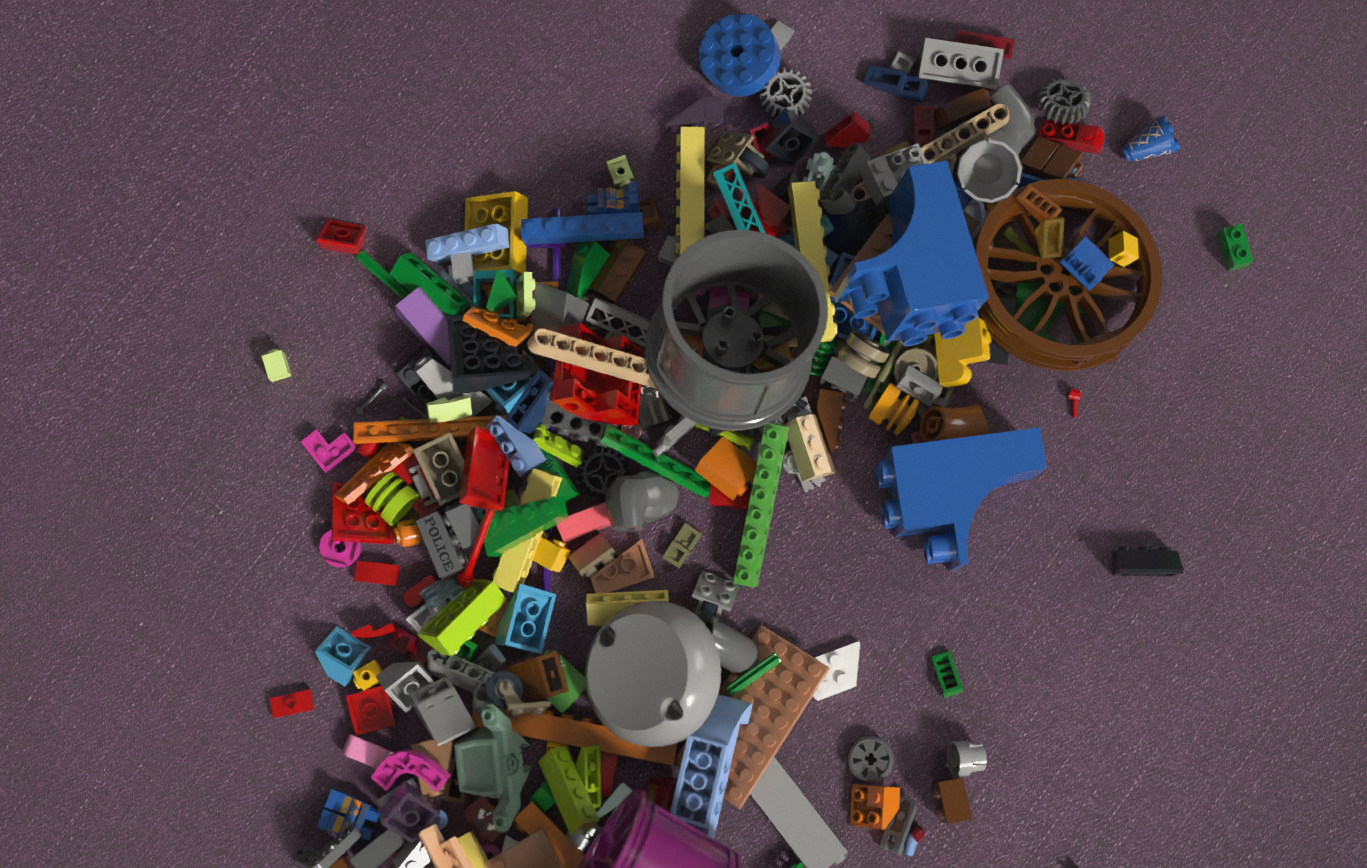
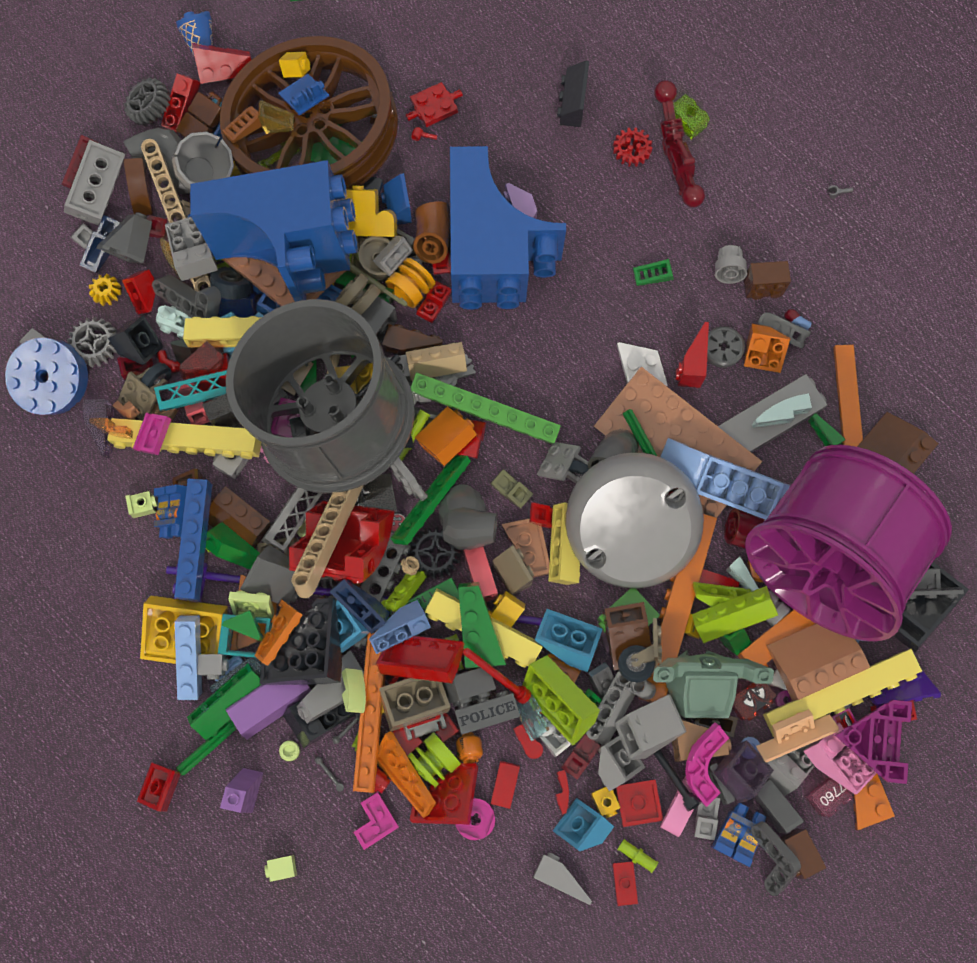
camera: 85 degrees left, 5 degrees down
(291, 635) = (556, 875): none -> light grey slope
(319, 714) = (637, 855): none -> lime pin
(341, 316) = (242, 791): none -> medium lavender slope
(360, 782) = (707, 820): none -> light grey slope
(376, 759) = (690, 801): none -> black piece
(390, 356) = (289, 750): none -> yellowish green tile
(587, 452) = (410, 565): none -> tan plate
(654, 578) = (541, 515): none -> red slope
(688, 169) = (152, 433): none -> dark pink plate
(690, 126) = (109, 427): none -> clear orange slope
(714, 141) = (128, 411): none -> nougat slope
(771, 176) = (162, 357): none -> red arm
(798, 827) = (784, 411): none -> light aqua slope
(841, 724) = (693, 368): none -> red slope
(851, 94) = (101, 293): none -> yellow gear
(878, 437) = (434, 302): none -> red slope
(900, 109) = (128, 239): none -> dark grey slope
(988, 383) = (397, 199): none -> blue slope
(999, 520) = (520, 200): none -> lavender slope
(1038, 706) = (677, 151): none -> dark red piece
(1089, 646) = (624, 140): none -> red gear
(1113, 408) = (433, 104): none -> red plate
(1120, 169) = (218, 63): none -> wedge
(1131, 703) = (691, 125): none -> clear neon green brick

